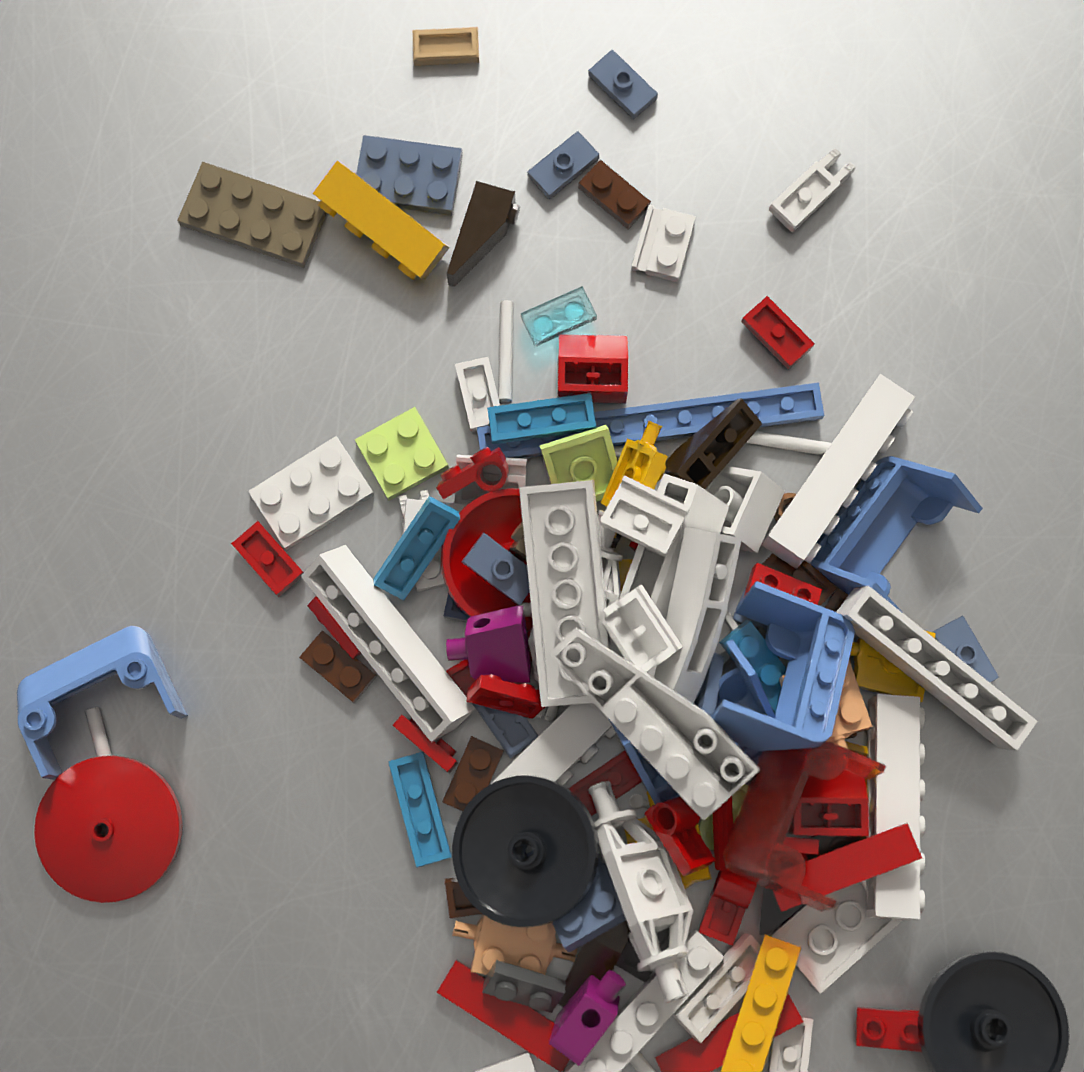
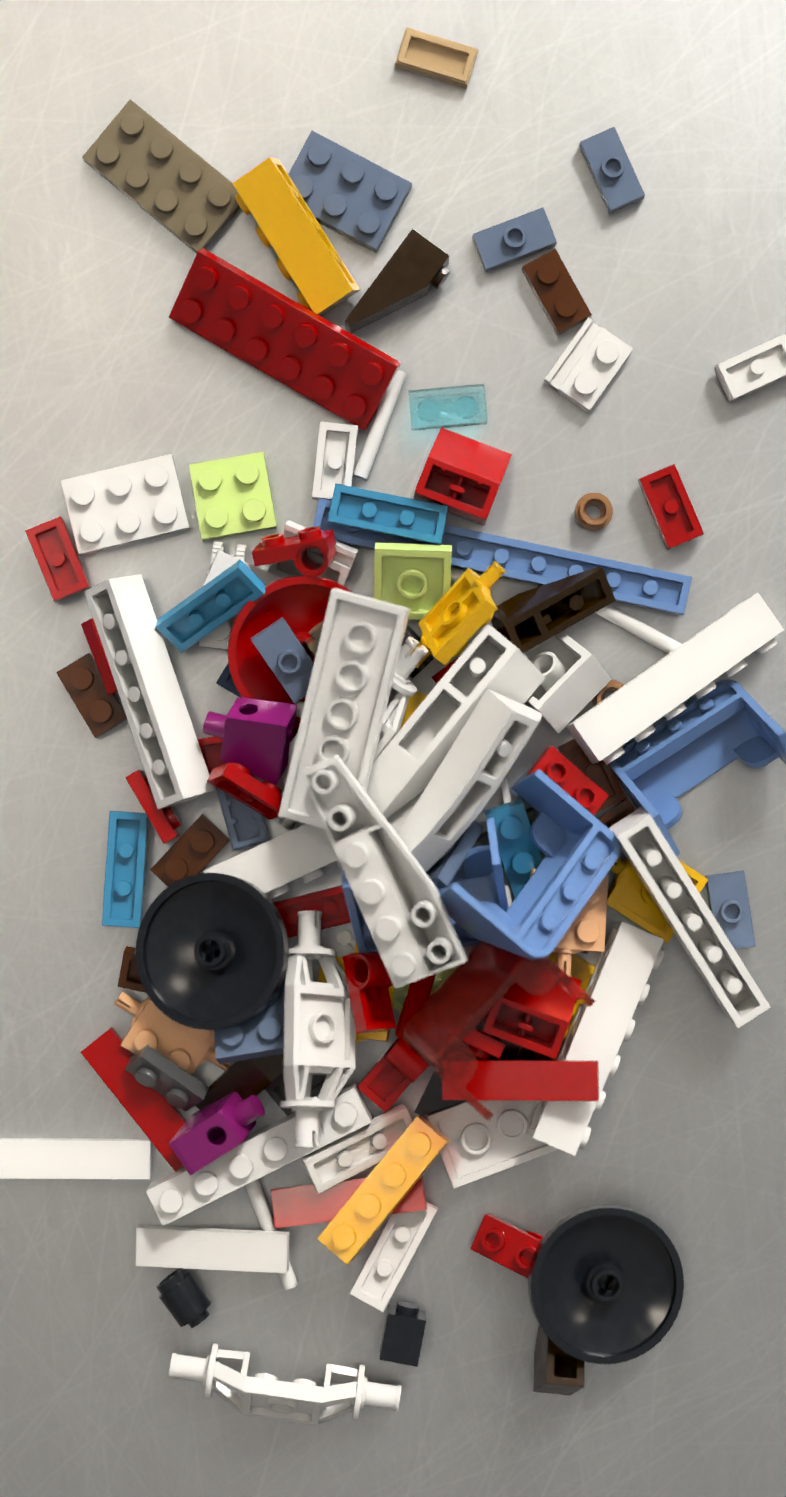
camera: 20 degrees right, 10 degrees up
(400, 307) = (284, 339): none -> red plate
(639, 629) = (401, 777): white hinge -> none
(644, 516) = (450, 662): white plate -> none
(719, 351) = (599, 501): none -> medium nougat plate

